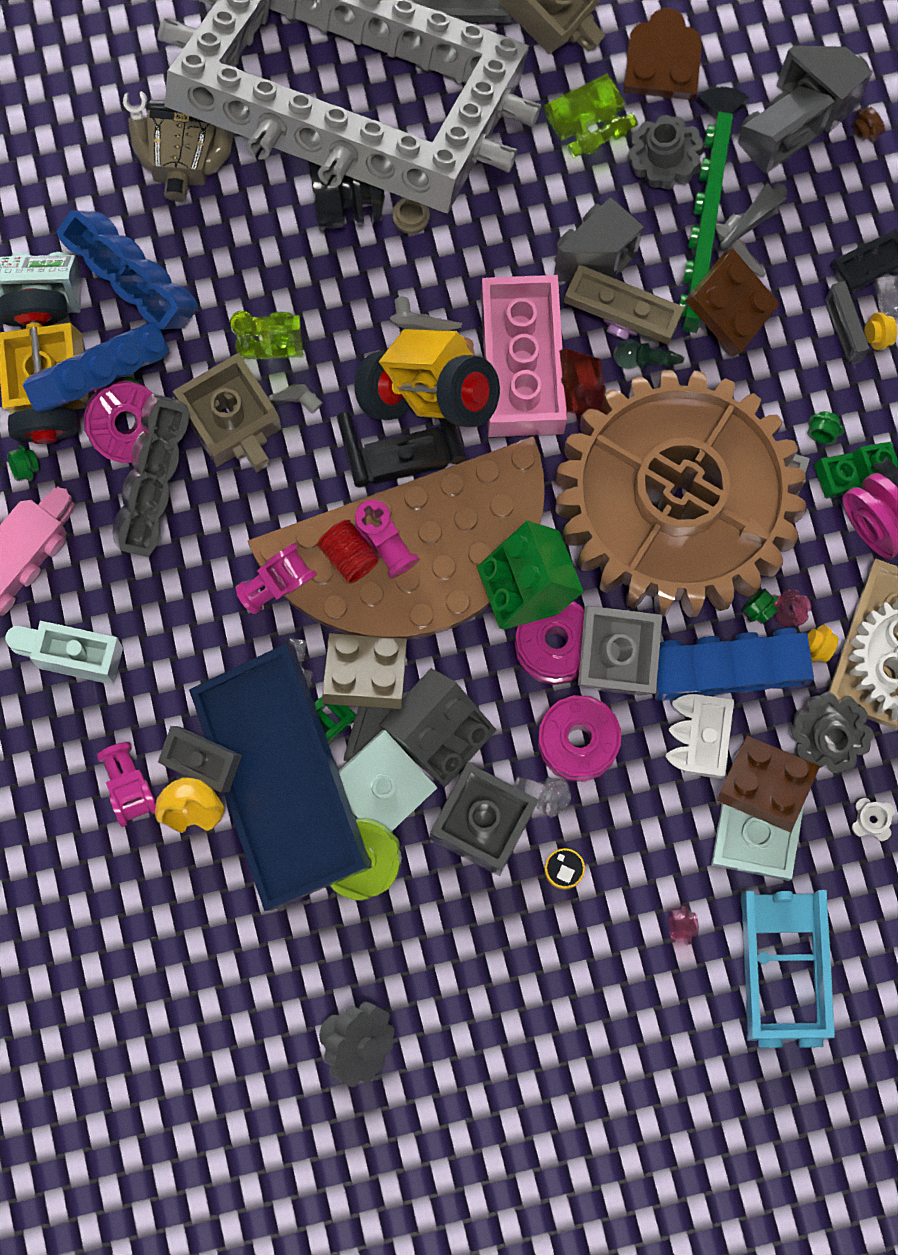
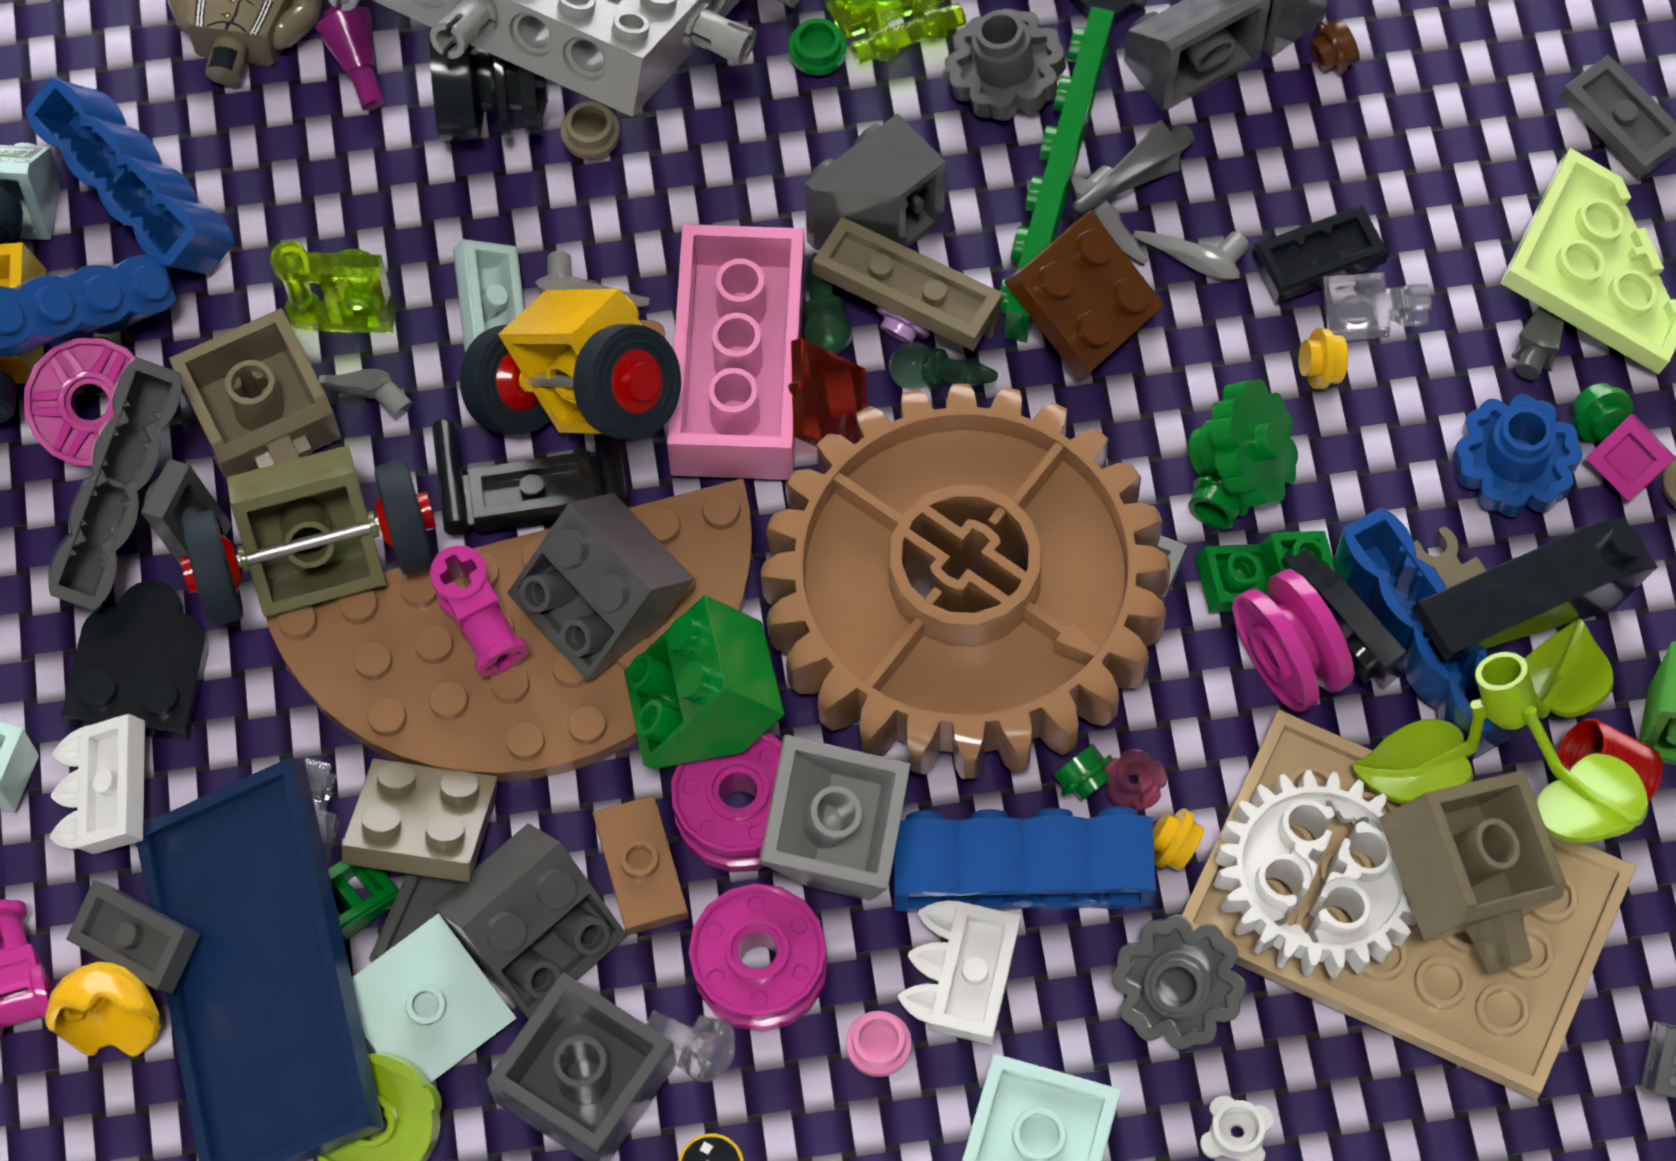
camera: 10 degrees right, 10 degrees down
(167, 665) = (104, 787): none -> white plate
(176, 586) = (140, 663): none -> black plate
(195, 491) = (173, 497): none -> dark grey plate
(255, 173) = (351, 43): none -> magenta cone
(274, 498) = (305, 535): none -> olive brick
(280, 576) = (299, 660): dark pink connector -> none
(348, 551) = (415, 626): red piece -> none
(361, 327) = (487, 286): none -> light aqua brick
(457, 514) = (599, 583): none -> dark grey slope
(499, 686) = (640, 865): none -> medium nougat plate
(546, 148) = (817, 47): none -> green plate
(574, 333) = (825, 315): none -> clear green bar
(655, 784) = (878, 1043): none -> bright pink plate
(768, 783) = (1063, 1054): reddish brown plate -> none
(800, 270) = (1203, 258): none -> light grey bar
(841, 392) = (1247, 444): none -> green plant
(847, 323) = (1268, 338): dark grey tile -> none

